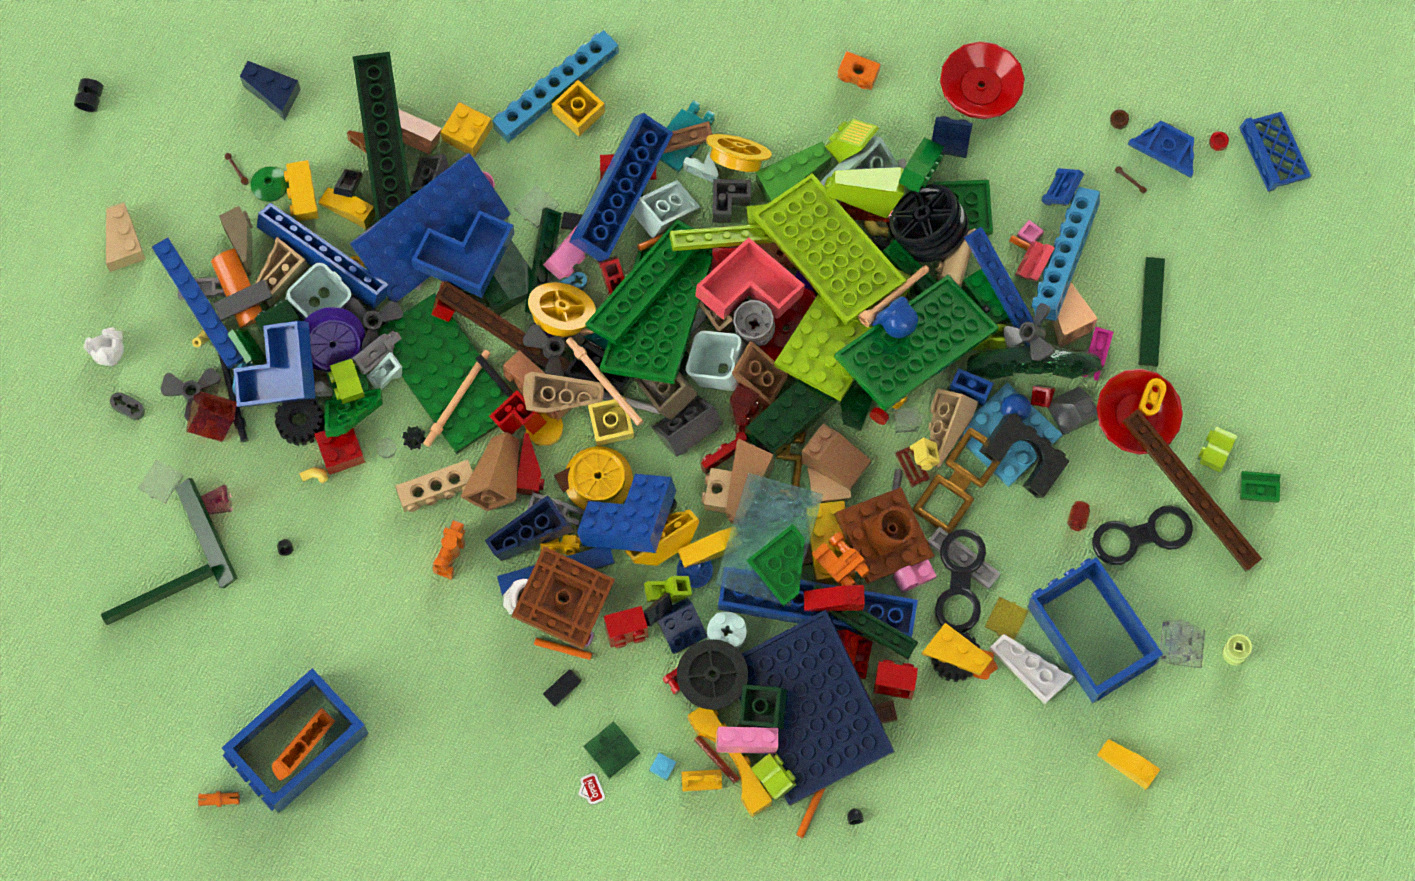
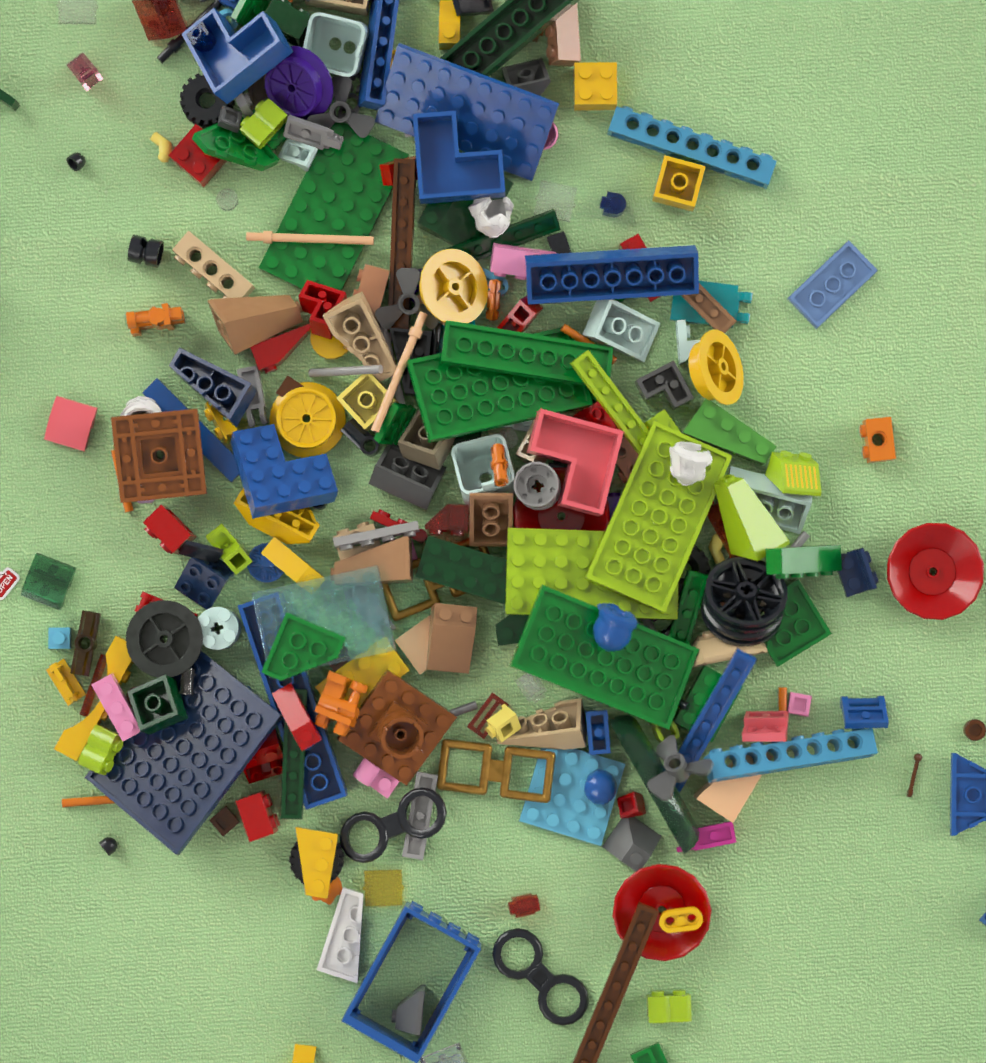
camera: 65 degrees right, 15 degrees up
(206, 533) = (48, 79): tile -> none
(254, 391) = (205, 40): none -> clear blue plate
(327, 405) = (229, 119): none -> dark grey tile
(390, 529) = (145, 251): none -> black wheel
(414, 437) = (249, 220): black gear -> none
(493, 663) = (70, 423): none -> coral slope
(494, 375) = (352, 262): black bar -> none
(522, 251) = (491, 216): none -> white helmet
(562, 688) = (84, 501): black piece -> none
(565, 164) = (613, 204): none -> clear blue plate
(578, 424) = (340, 371): none -> light grey bar
(588, 288) = (493, 299): none -> orange axle
(635, 444) = (359, 436): none -> black piece
(641, 407) = (395, 423): none -> green plate
(669, 738) = (83, 657): none -> dark brown piece
(720, 43) = (832, 284): none -> medium blue tile
(721, 474) = (368, 537): none -> light grey plate
(722, 341) = (499, 465): none -> orange pin
(756, 675) = (187, 682): none -> clear smoke pin
(801, 201) = (687, 463): none -> white helmet
(867, 317) = (605, 595): light nougat piece -> none
(1049, 460) = (567, 798): pearl dark grey arch -> none
(1118, 643) = (410, 1012): none -> dark grey slope
(1151, 311) = (781, 868): dark green tile -> none

